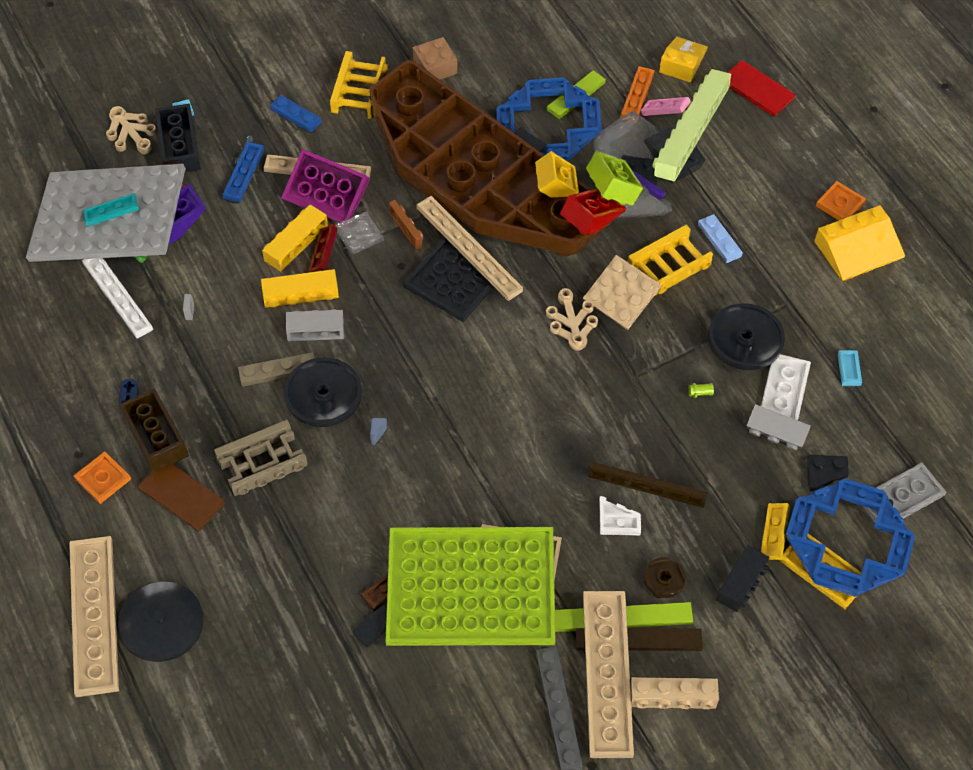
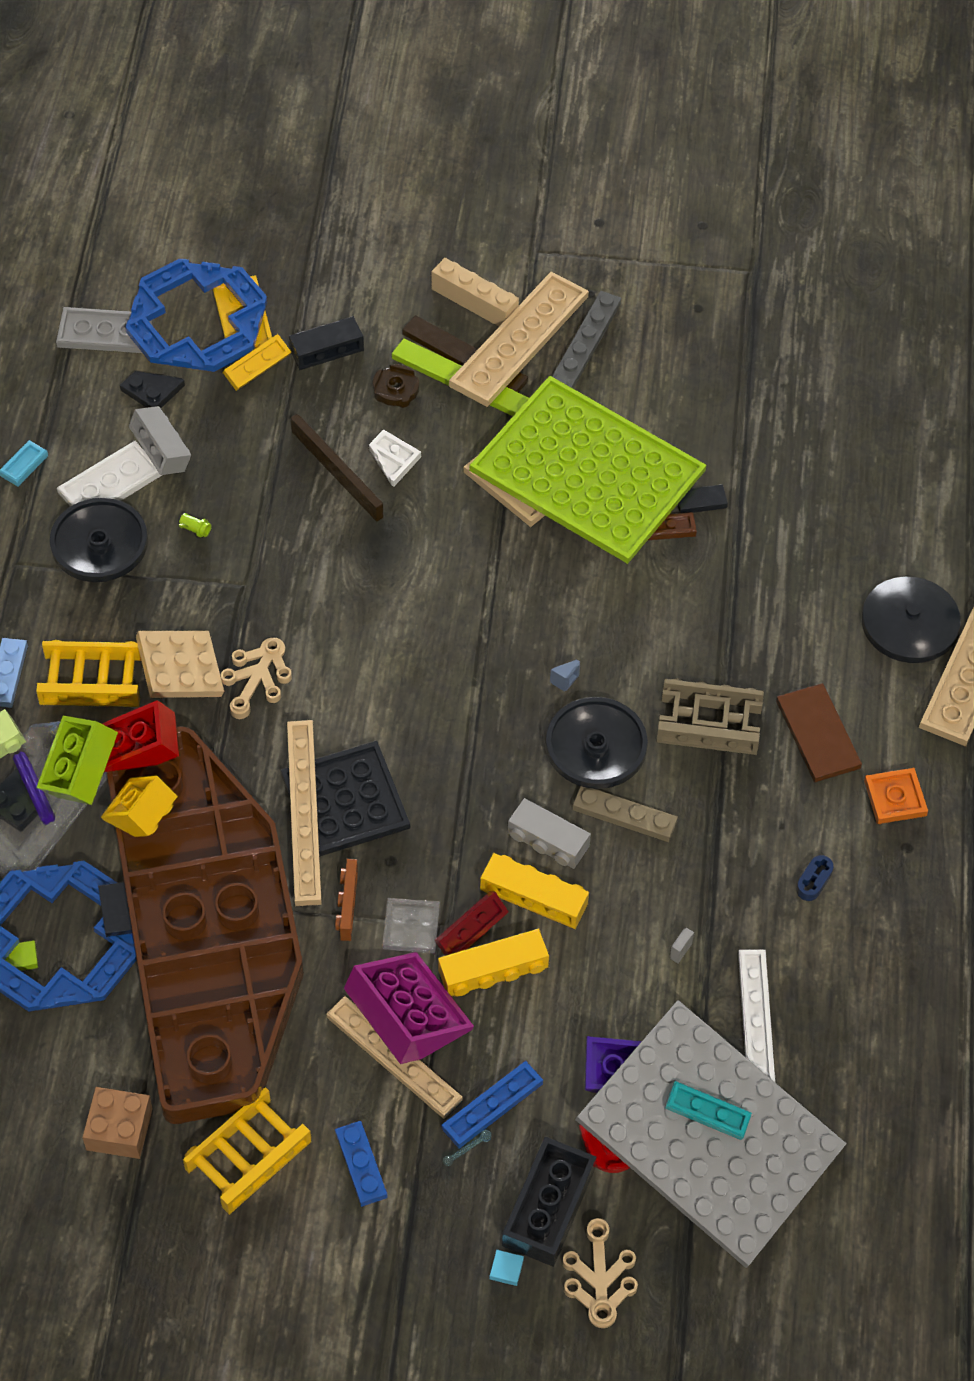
camera: 145 degrees left, 0 degrees up
(154, 430) = (813, 801): dark brown brick -> none

